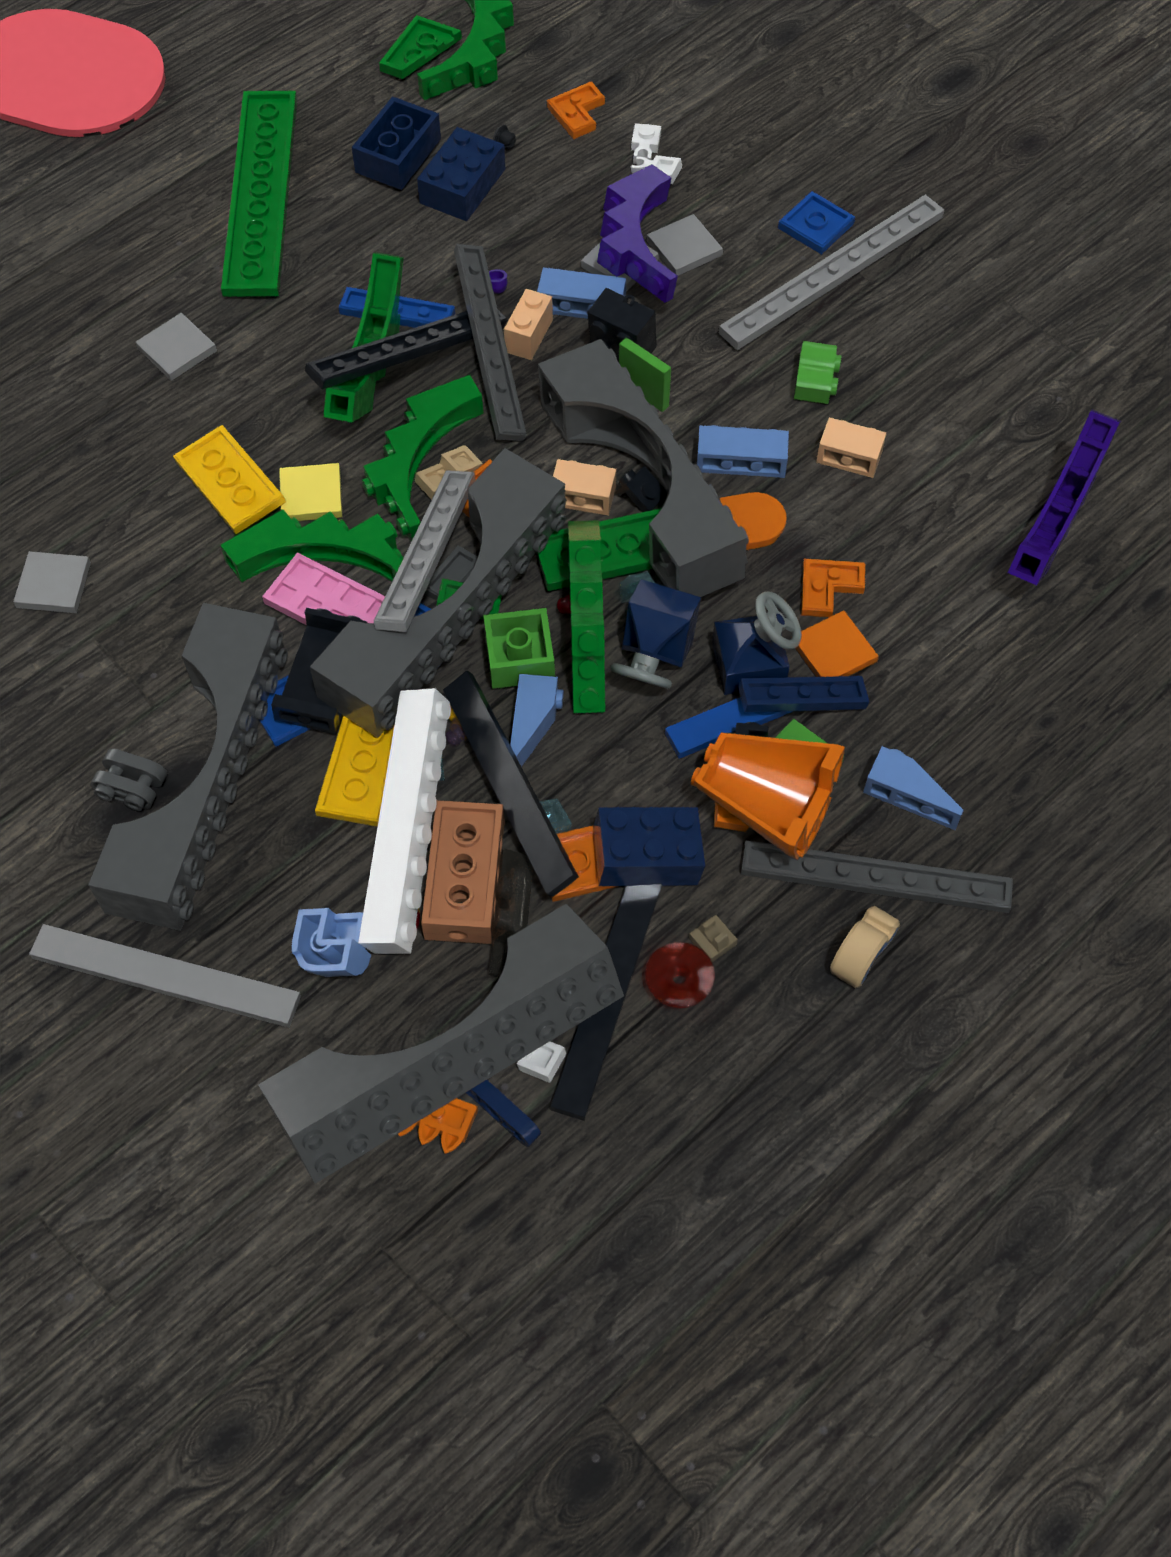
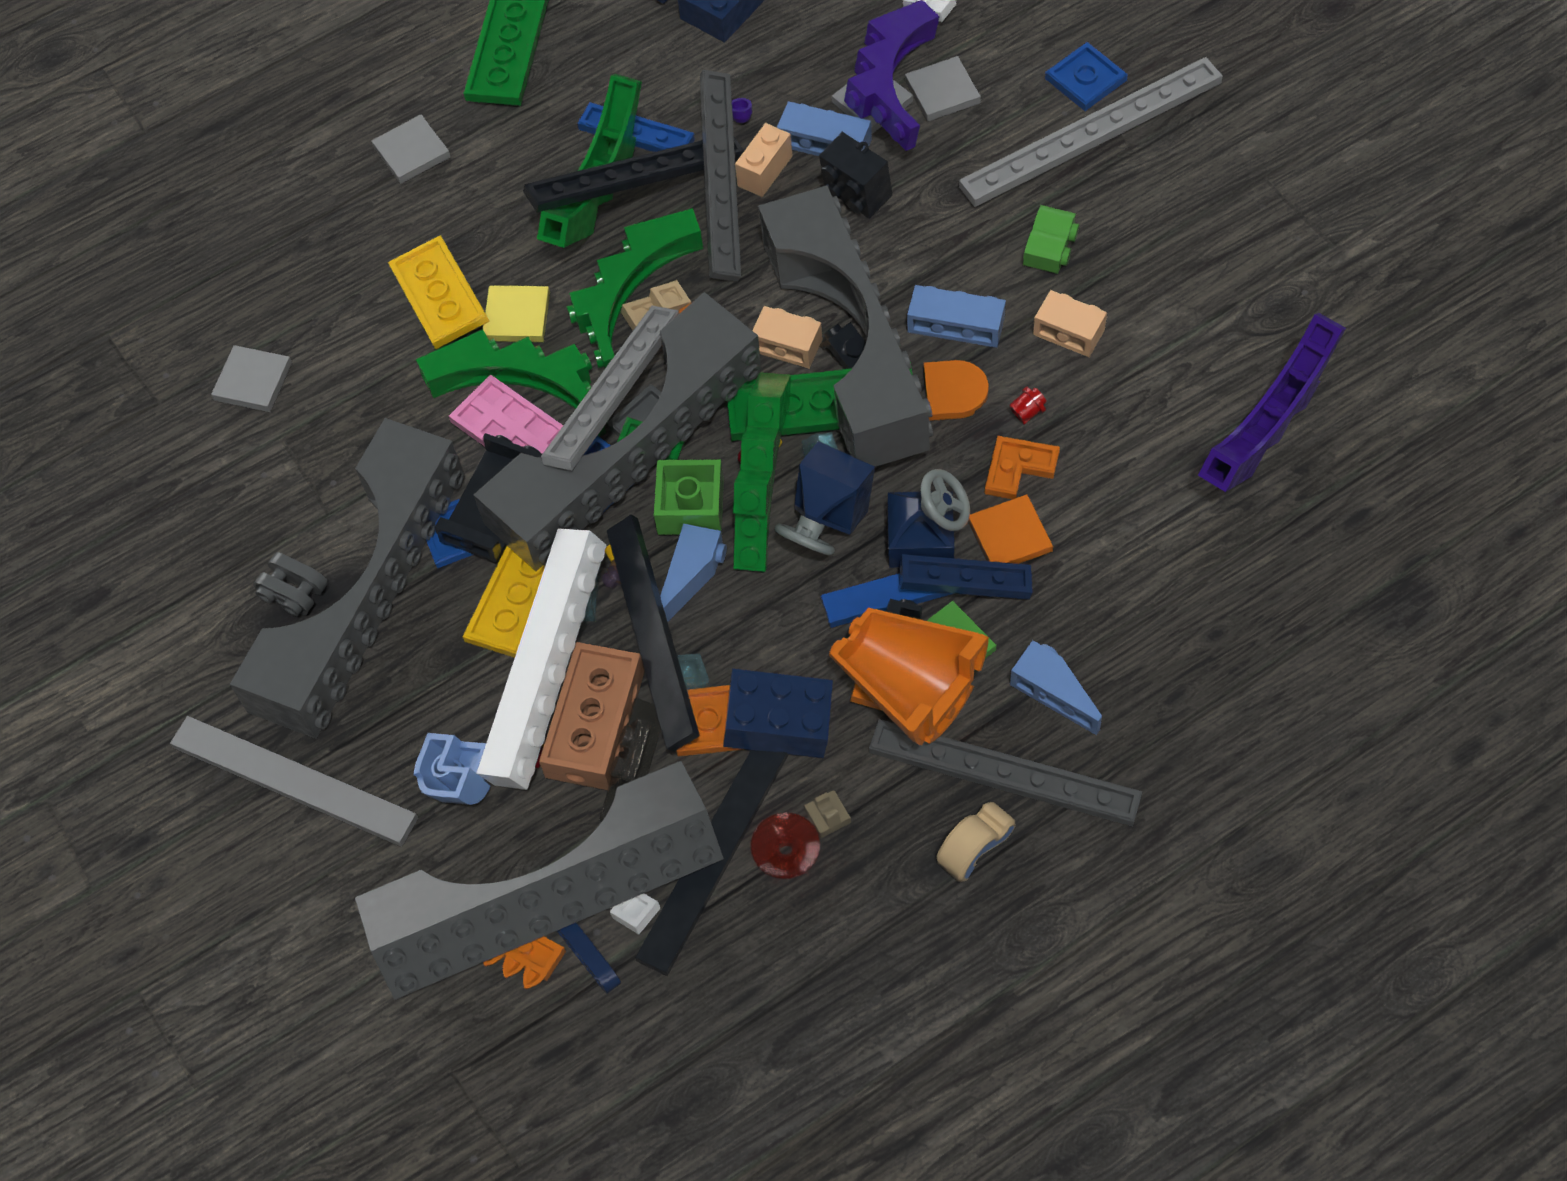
camera: 15 degrees right, 0 degrees up
(647, 372) = (869, 225): bright green tile -> none
(827, 526) = (1028, 404): none -> red hose

